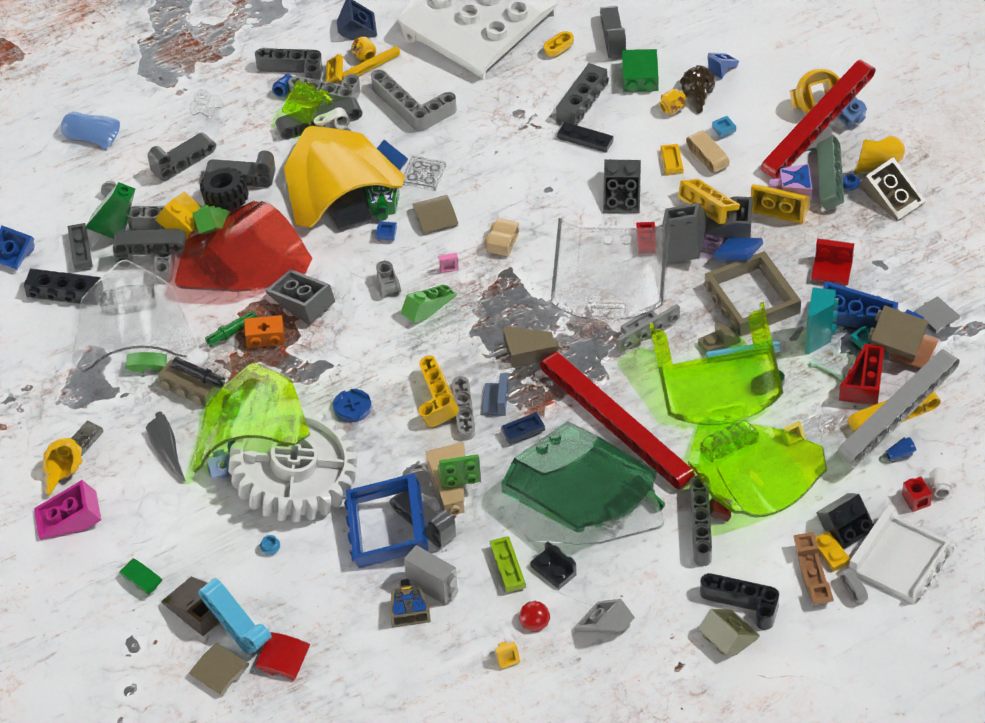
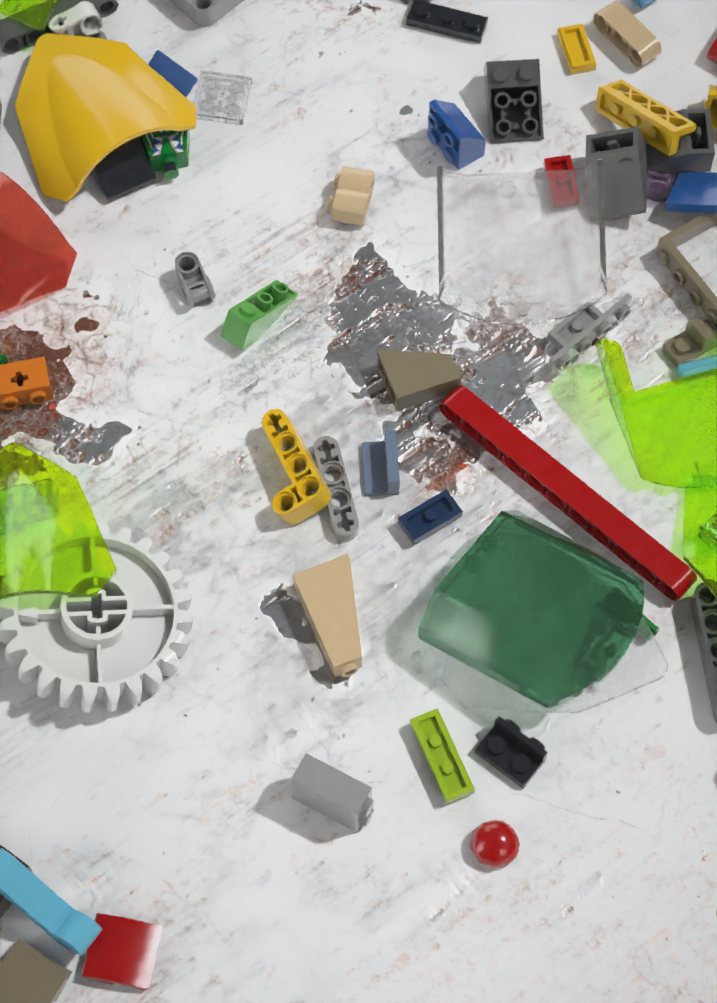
camera: 10 degrees left, 15 degrees up
(270, 544) = (76, 754): dark azure plate -> none
(302, 295) = (69, 317): dark grey slope -> none
(352, 405) = (169, 497): blue tile -> none
(376, 491) = (199, 703): blue window -> none
(386, 231) = (180, 197): blue plate -> none
(408, 605) = (303, 843): torso -> none
(435, 214) = (248, 164): dark tan slope -> none
(439, 527) = (326, 704): dark grey beam -> none
(448, 262) = (279, 245): bright pink tile -> none
(459, 471) = (351, 611): bright green bracket -> none
(507, 654) = (464, 917): yellow tile -> none
(577, 203) = (454, 134): none -> blue slope
(606, 617) = (602, 840): light grey slope -> none

